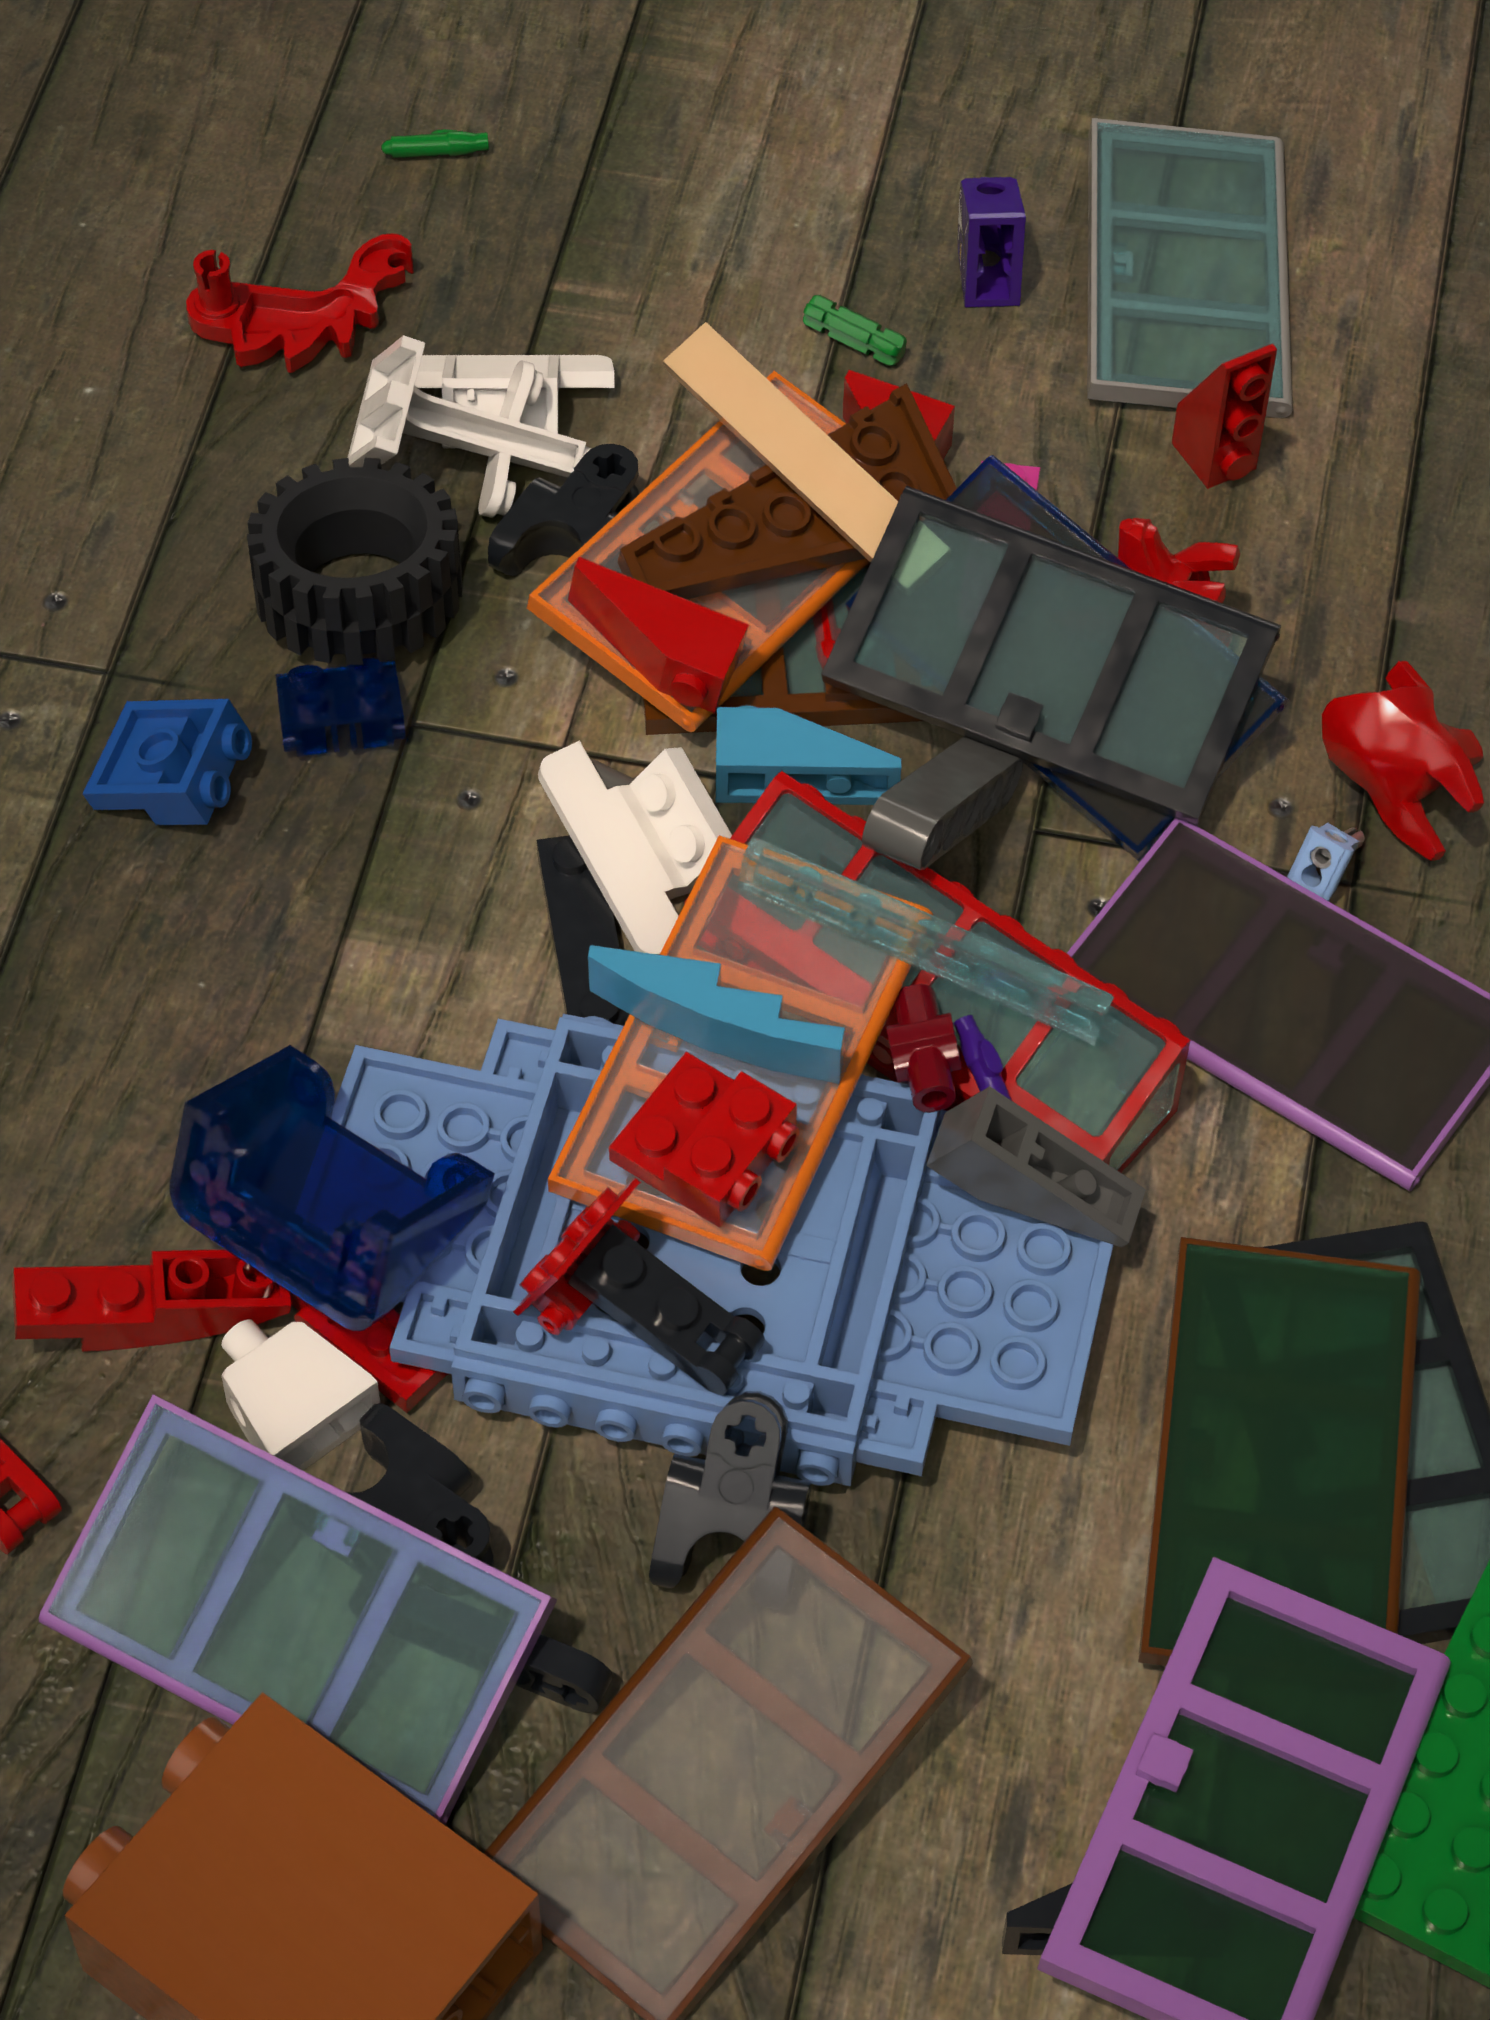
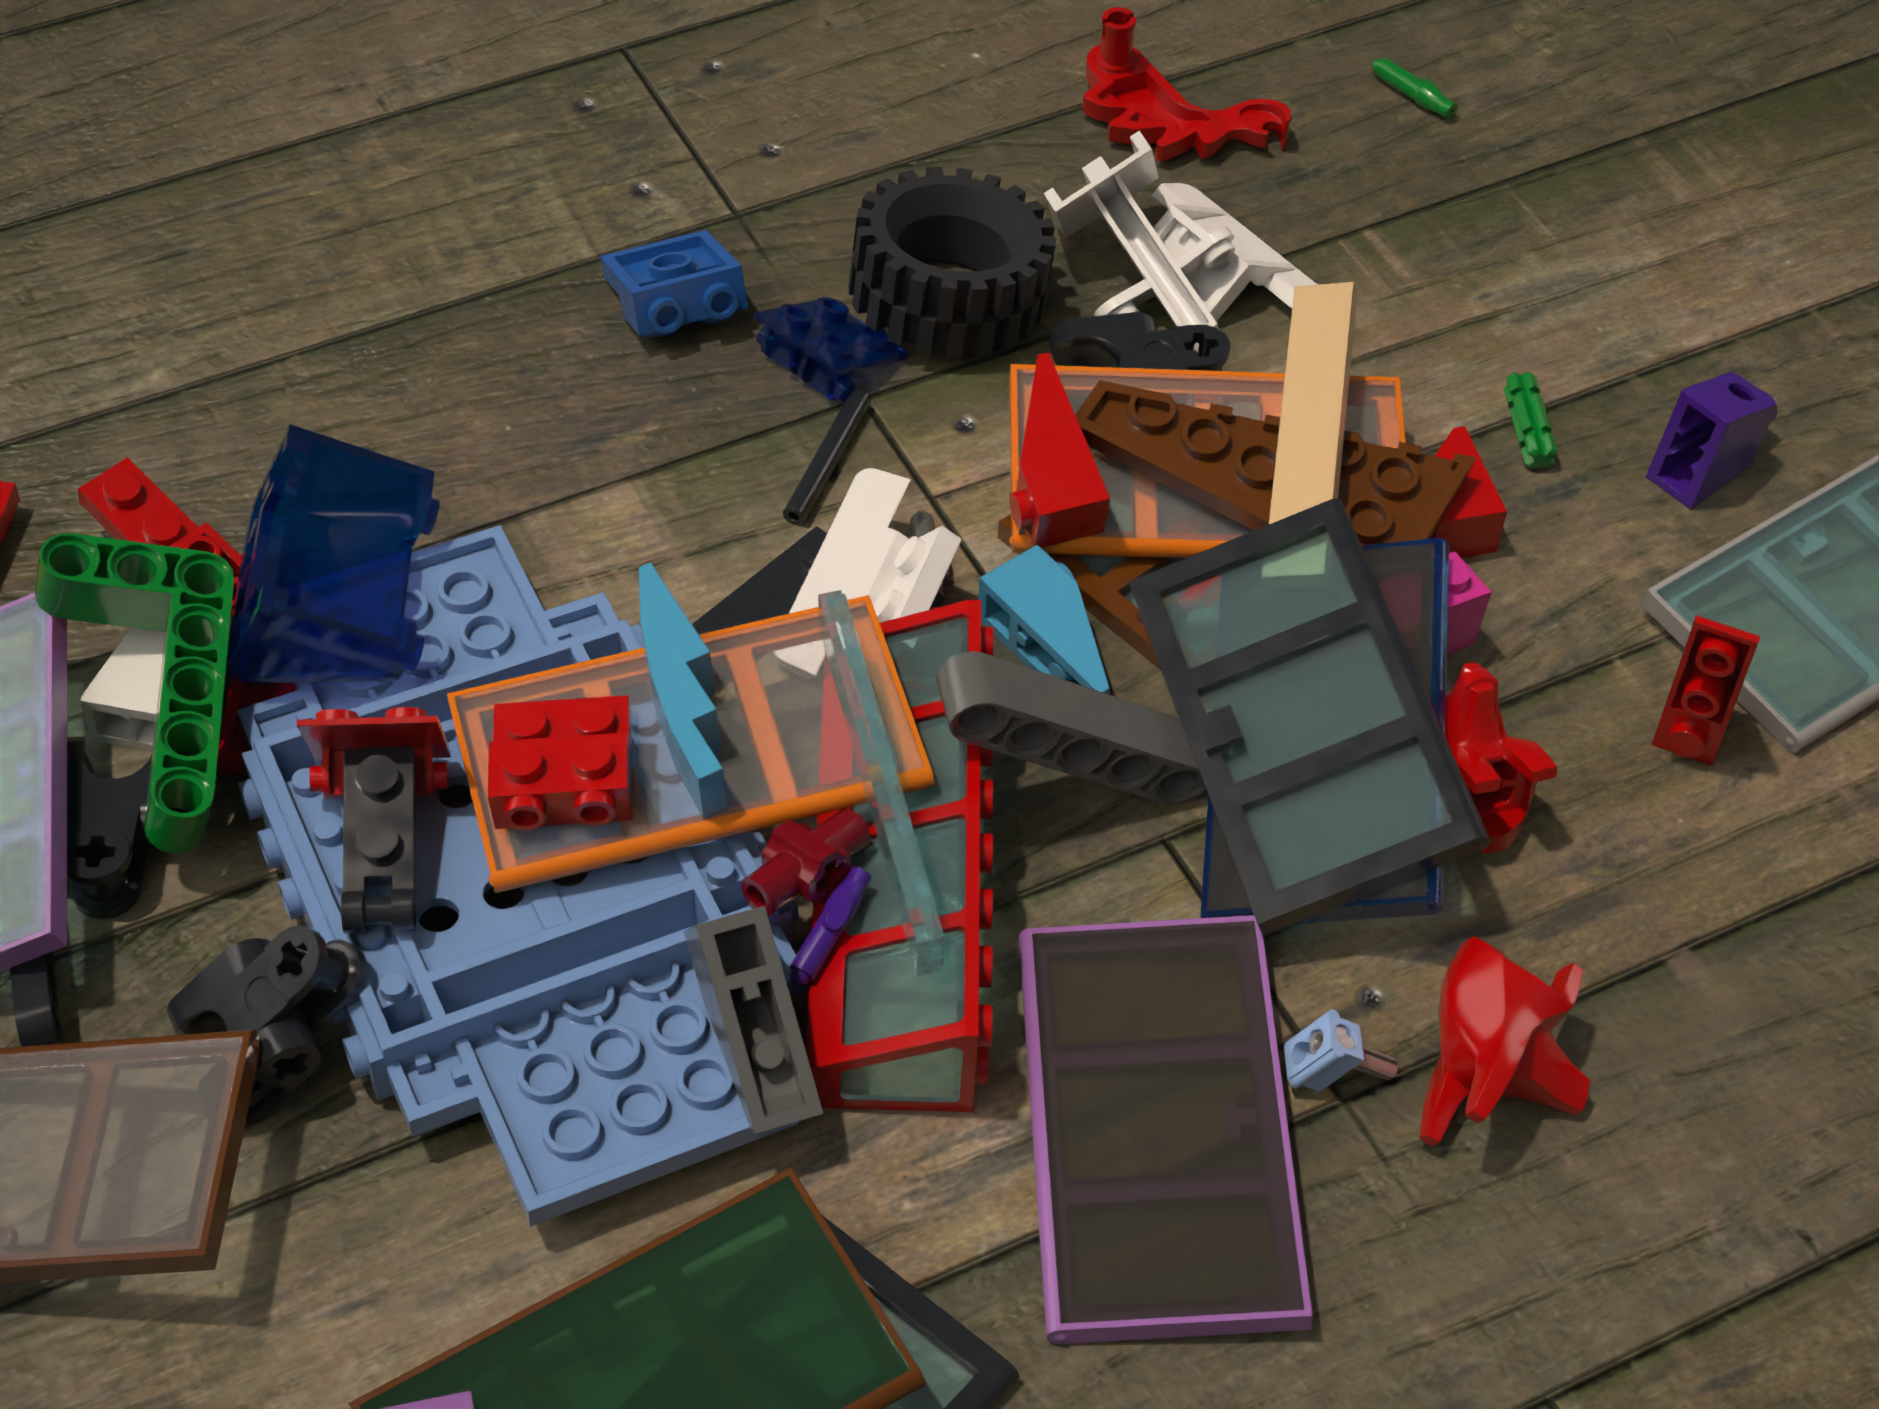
camera: 50 degrees right, 5 degrees down
(342, 1346) = (189, 600): none -> green beam
(459, 787) = (826, 457): none -> black piece

